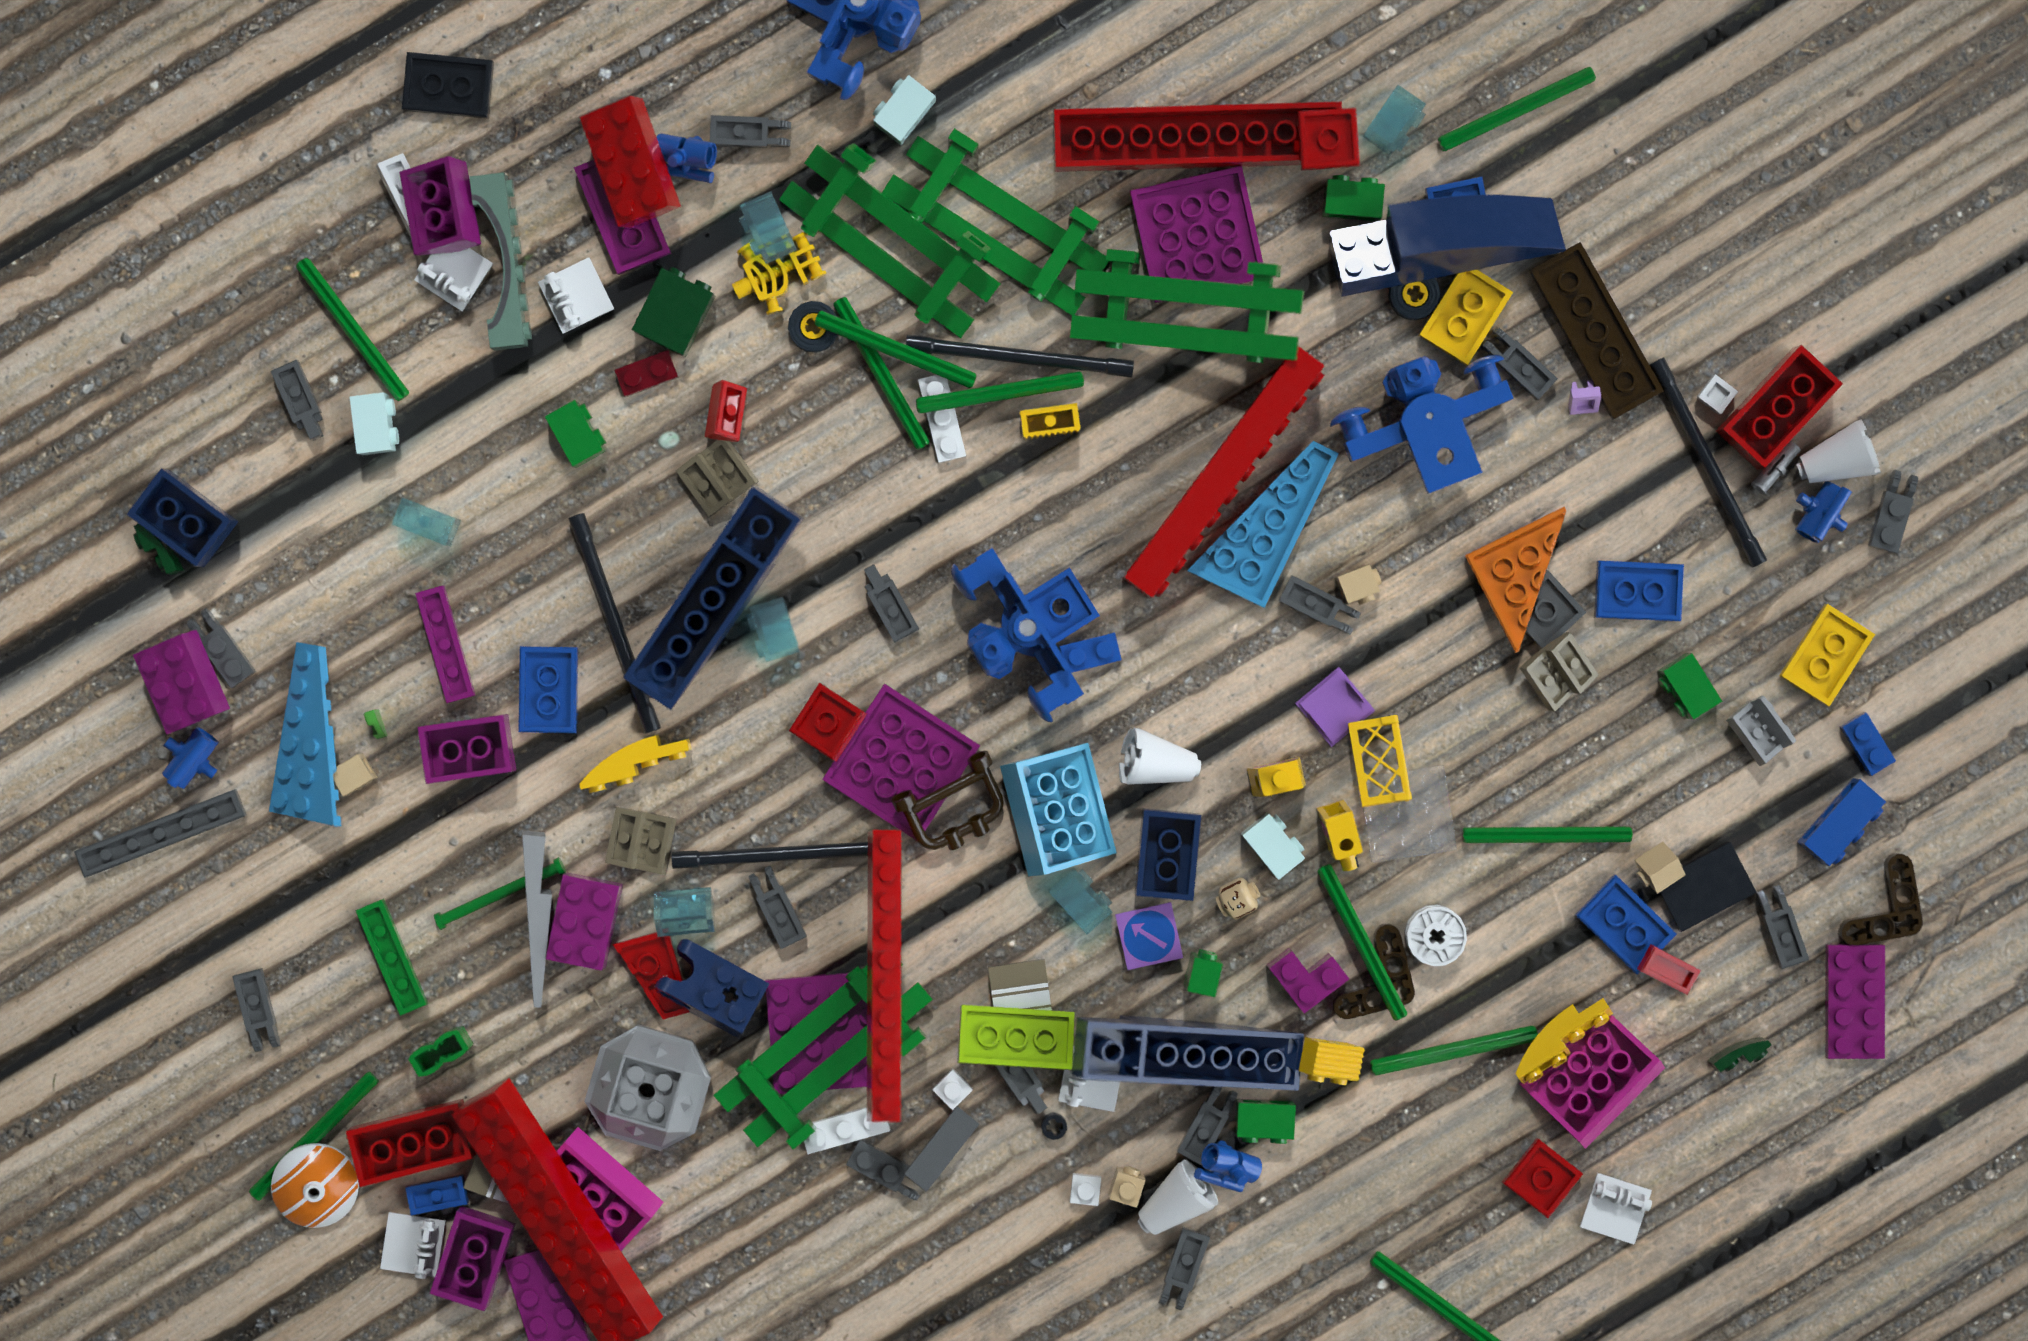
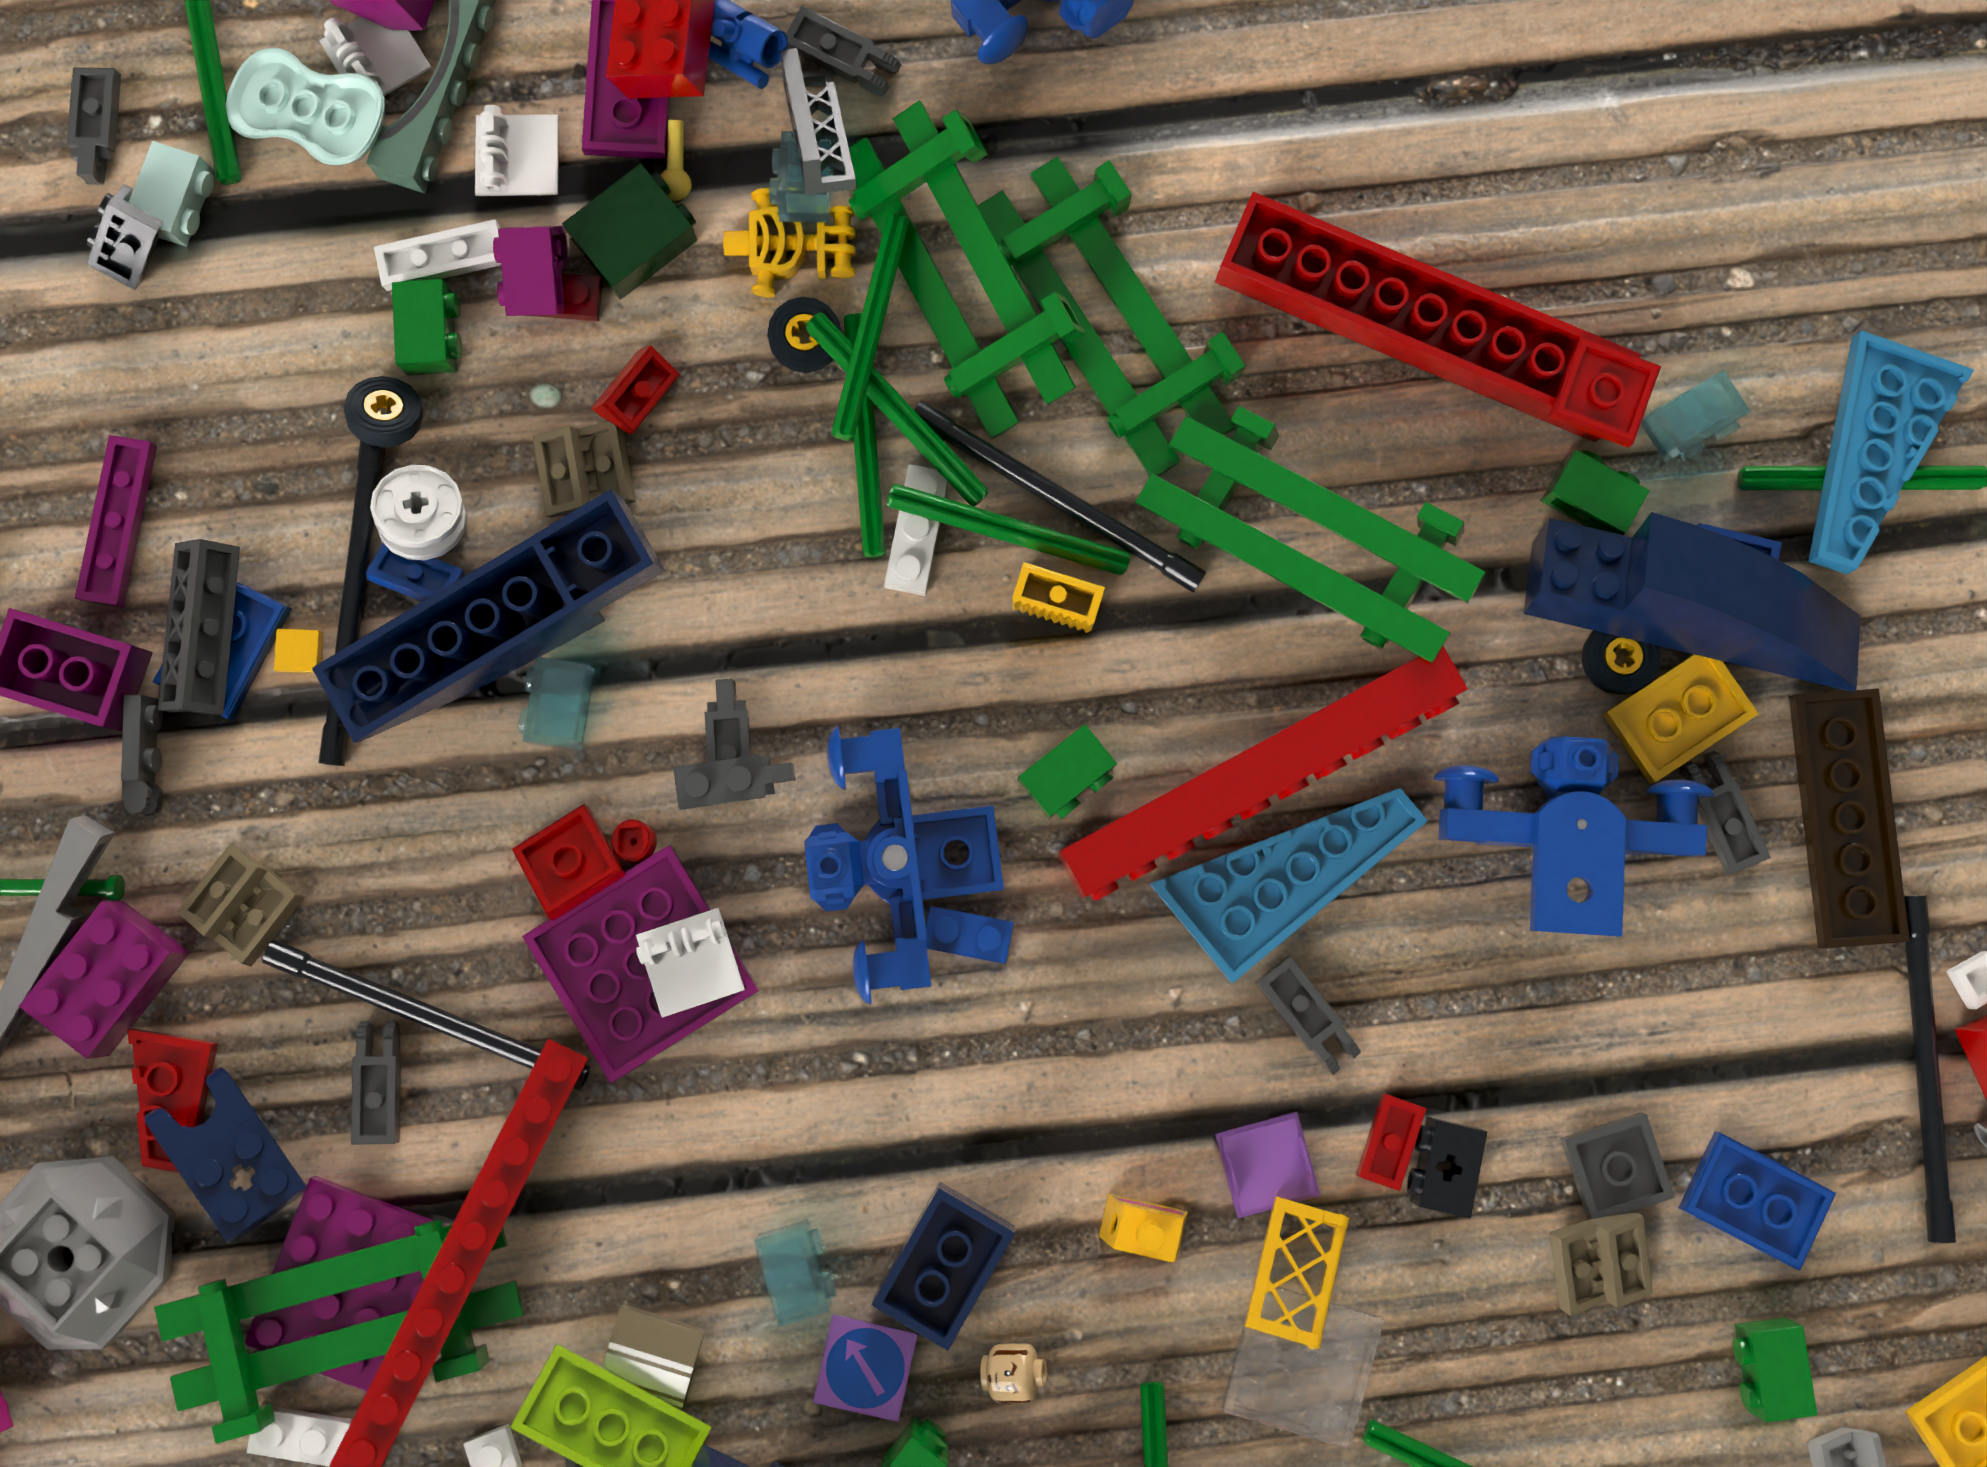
camera: 15 degrees right, 5 degrees down
(363, 467) = (123, 239): none -> bracket
(426, 522) = (171, 349): clear light blue brick -> none
(448, 328) = (324, 113): none -> light aqua plate
(536, 684) = (199, 627): none -> dark grey fence
(536, 780) = (140, 755): none -> dark grey hinge
(561, 383) = (438, 254): none -> white plate
(574, 486) = (379, 429): none -> black bush
(597, 671) = (297, 650): none -> yellow tile
(623, 764) = (272, 788): yellow slope -> none
(626, 362) = (531, 269): none -> magenta brick
(635, 536) = (416, 490): none -> white wheel
(646, 591) = (411, 577): none -> blue plate
(682, 262) = (674, 175): none -> light yellow bar
(684, 911) = (244, 1029): clear light blue brick -> none
(758, 198) = (809, 131): none -> fence
(855, 305) = (870, 327): none -> green axle
(861, 691) = (633, 841): none -> red tile
(902, 627) = (729, 781): none -> dark grey hinge
(904, 109) = (1055, 112): light aqua brick -> none
(932, 747) = (689, 962): none -> white hinge
(978, 824) = (704, 1097): dark brown bar -> none
(1058, 810) = (822, 1131): medium azure slope -> none
(1106, 525) = (1068, 772): none -> green brick
(1155, 760) = (987, 1125): white cone -> none
(1198, 228) = (1371, 434): magenta plate -> none
(1273, 845) = (1096, 1321): light aqua brick -> none
(1337, 825) = (1198, 1349): yellow torso -> none
(1359, 585) = (1376, 1012): tan brick -> none
(1402, 658) = (1391, 1141): none -> red plate
(1453, 667) = (1452, 1189): none -> black brick
(1514, 74) = (1880, 434): none -> dark azure wing
(1514, 570) = (1597, 1094): orange tile -> none
(1584, 399) = (1794, 902): lavender tile -> none

